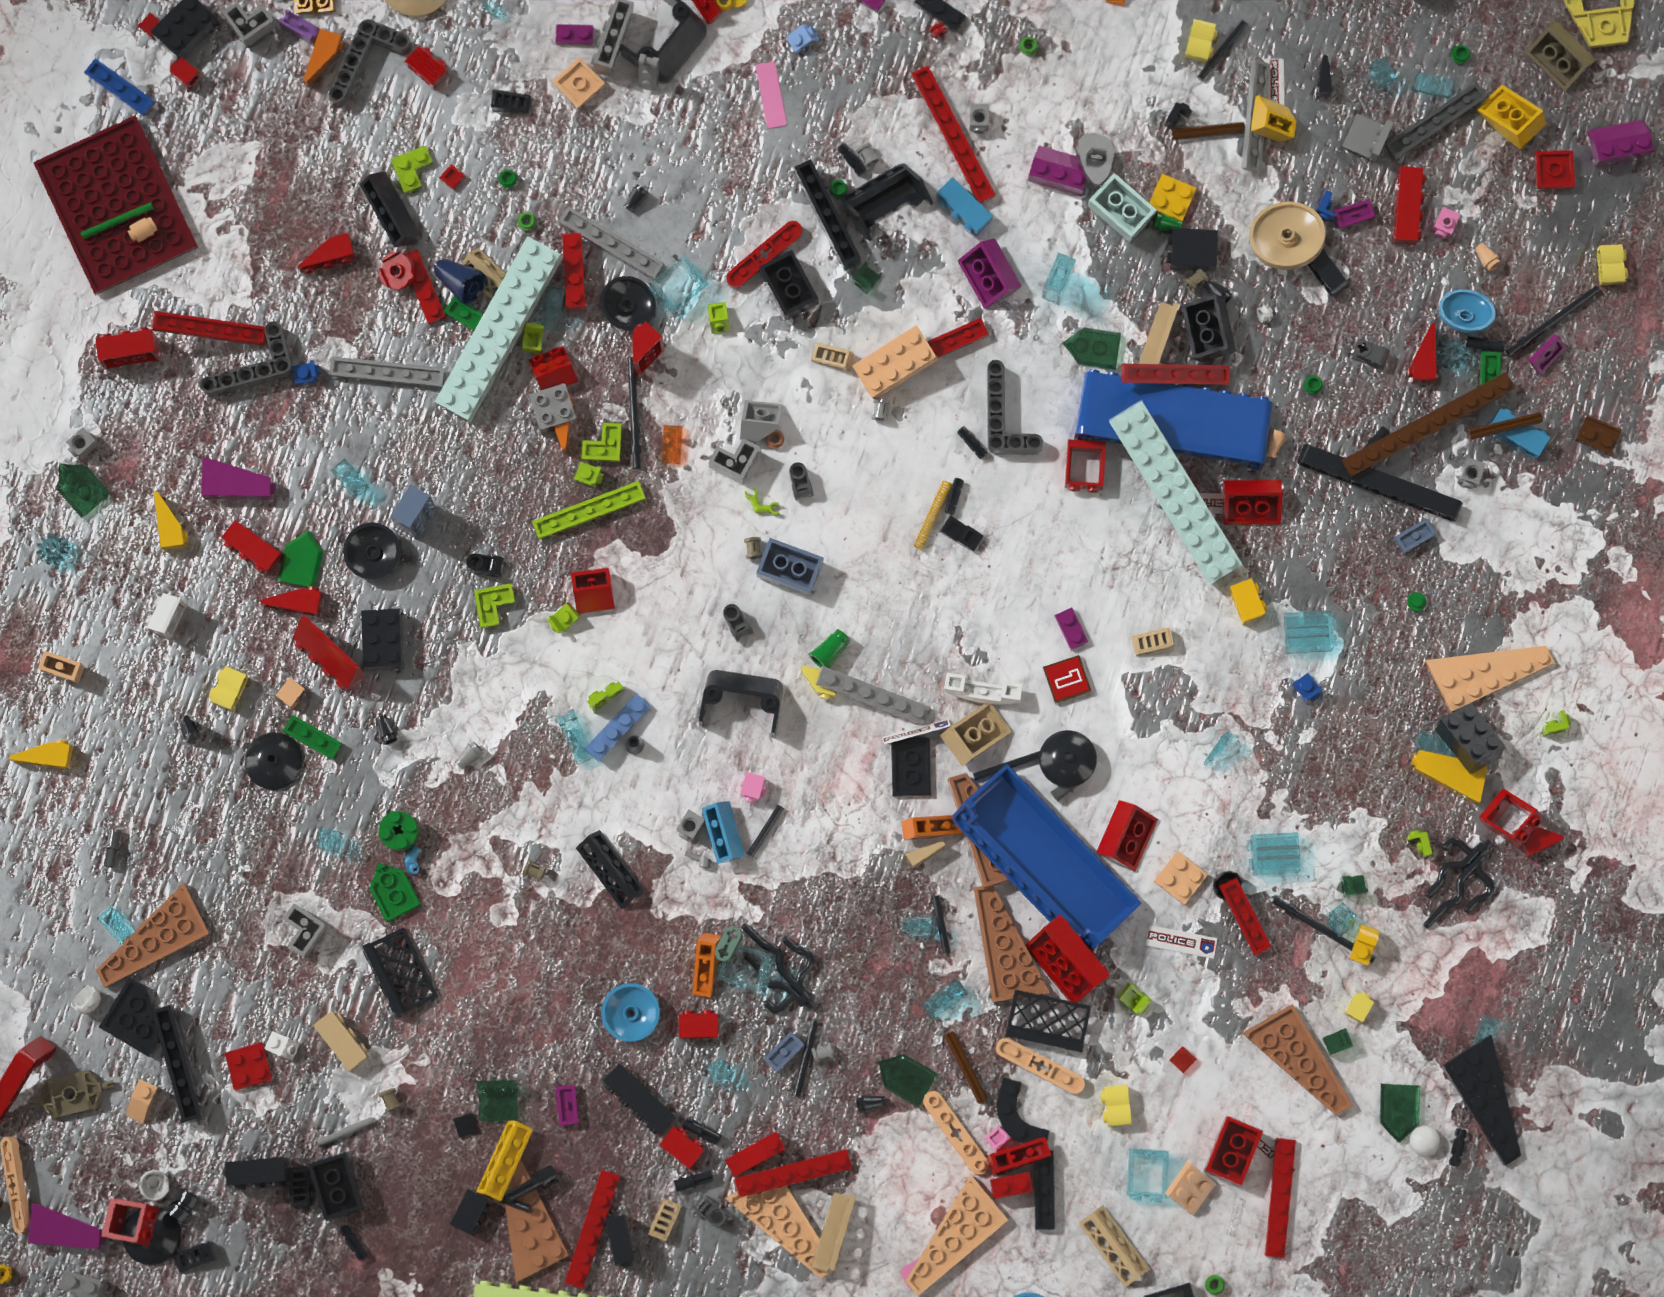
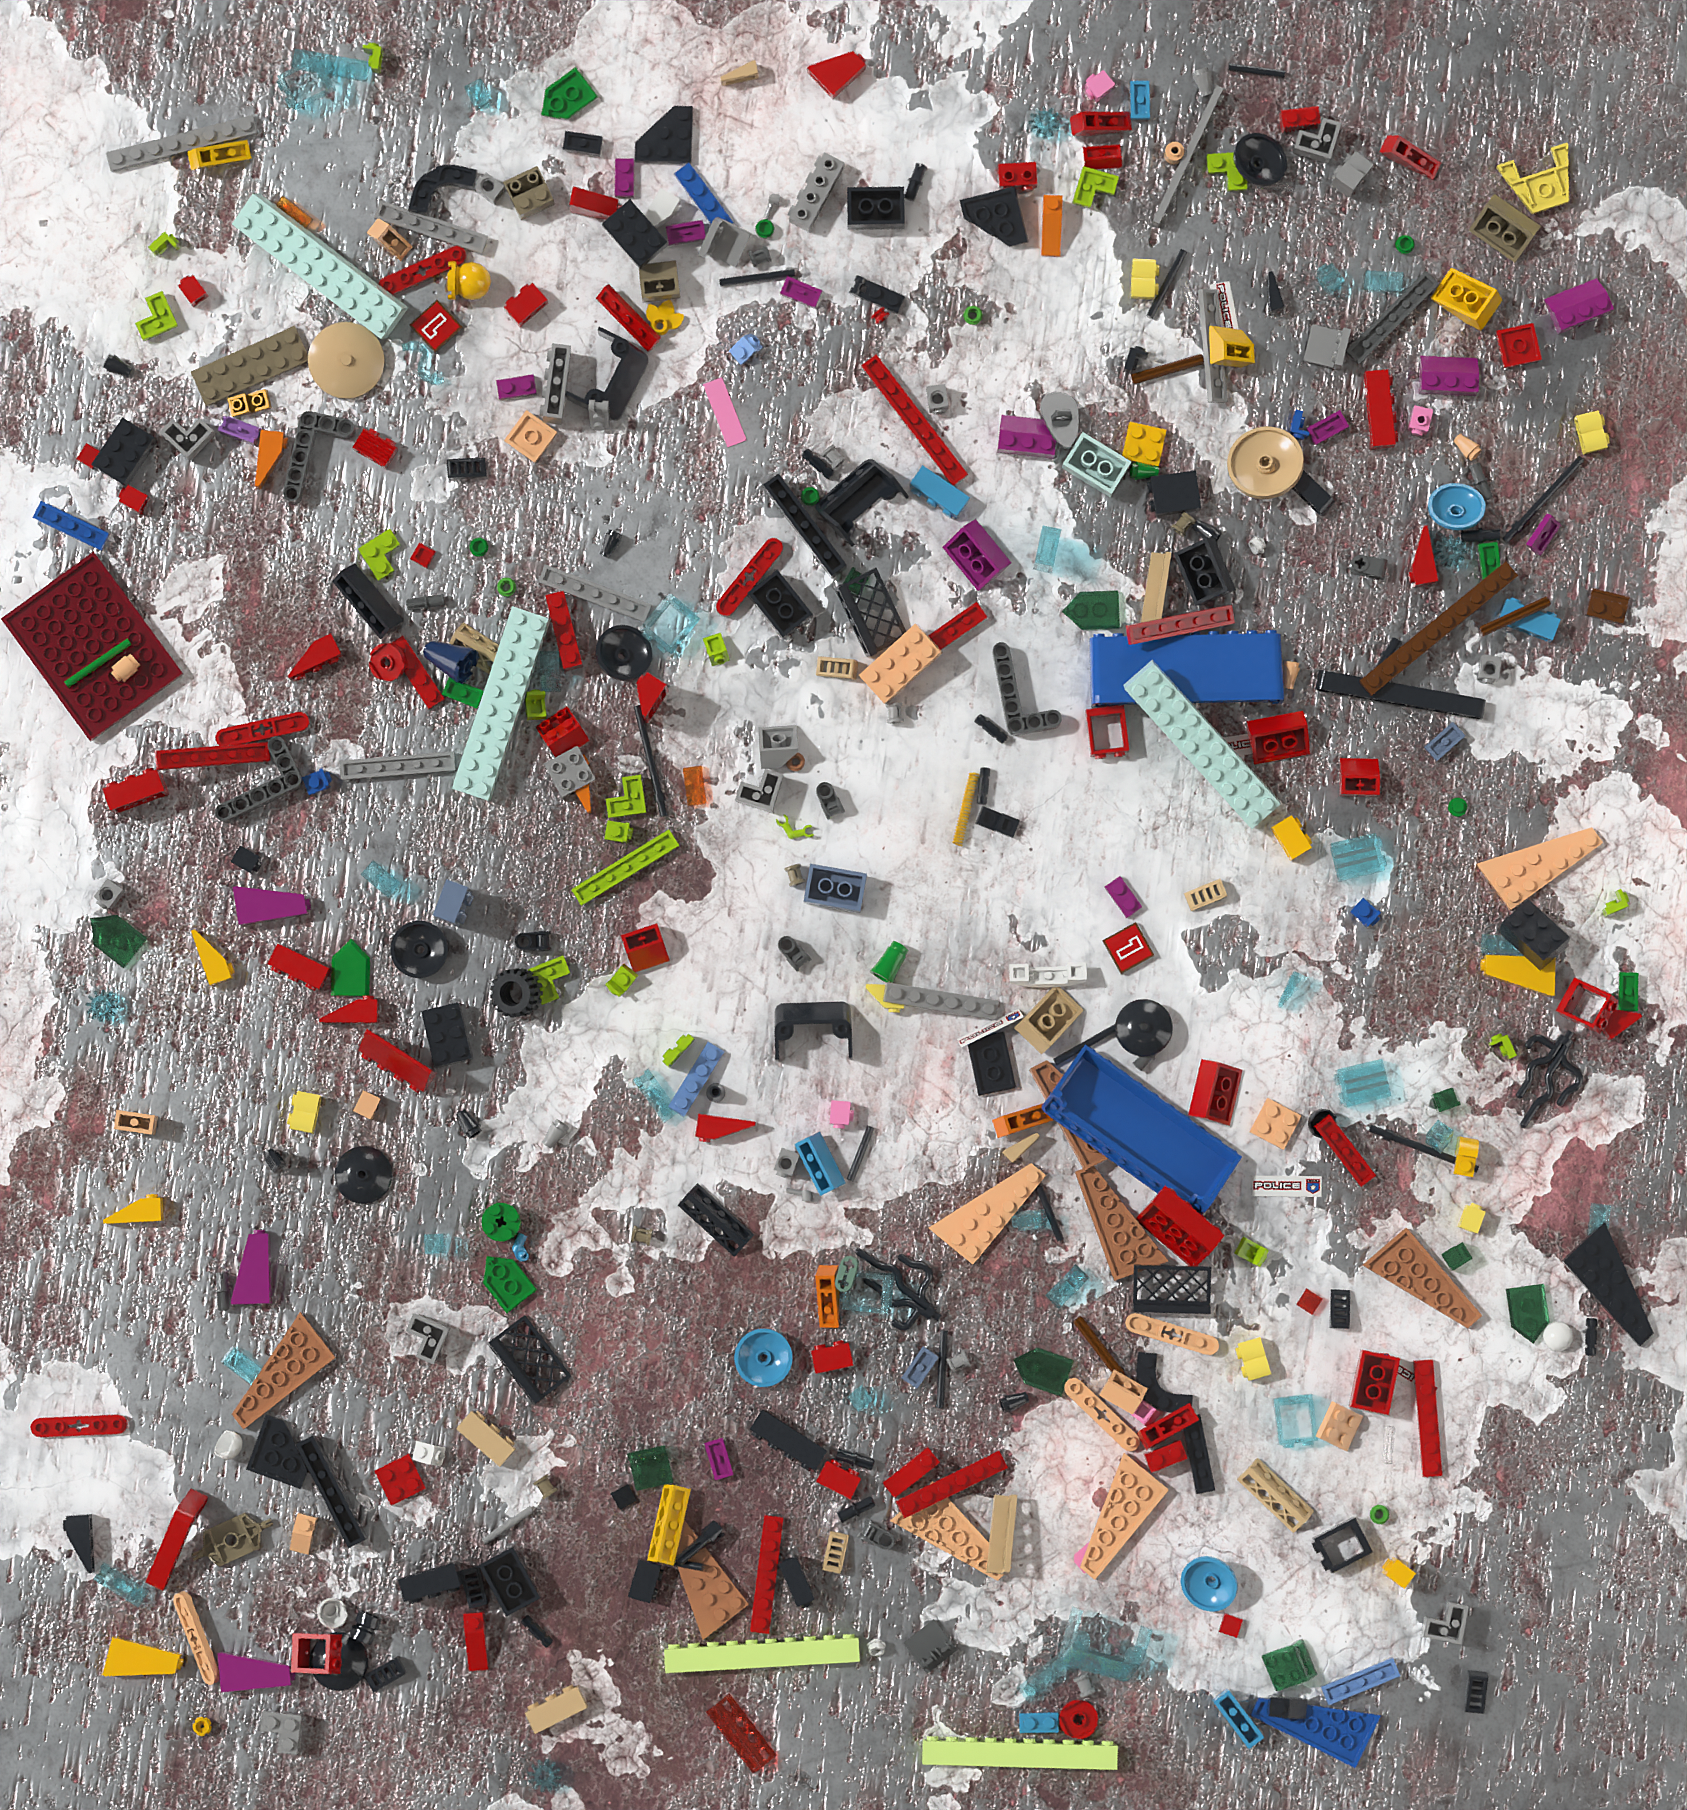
camera: 10 degrees left, 5 degrees up
(146, 838) = (254, 1274): none -> magenta slope
(166, 615) = (228, 1051): white slope -> none
(222, 435) = (247, 860): none -> black brick
(281, 313) = (281, 726): none -> red piece
(290, 1240) = (475, 1640): none -> red slope
(312, 737) = (397, 1144): green plate -> none
(444, 610) = (502, 995): none -> black tyre
(445, 221) = (425, 602): none -> dark grey axle
(629, 778) = (716, 1127): none -> red slope
(859, 308) = (855, 615): none -> black fence
(870, 919) = (980, 1221): none -> light nougat wing
(981, 1113) = (1123, 1392): none -> light nougat brick
(1207, 1088) = (1332, 1324): none -> black slope
(1313, 385) = (1317, 608): green plate -> none
(1324, 555) = (1359, 777): none -> red slope
(1481, 187) = (1449, 376): none -> magenta slope
(1494, 292) = (1480, 481): none -> dark grey axle
(1554, 812) = (1628, 991): none -> green plate

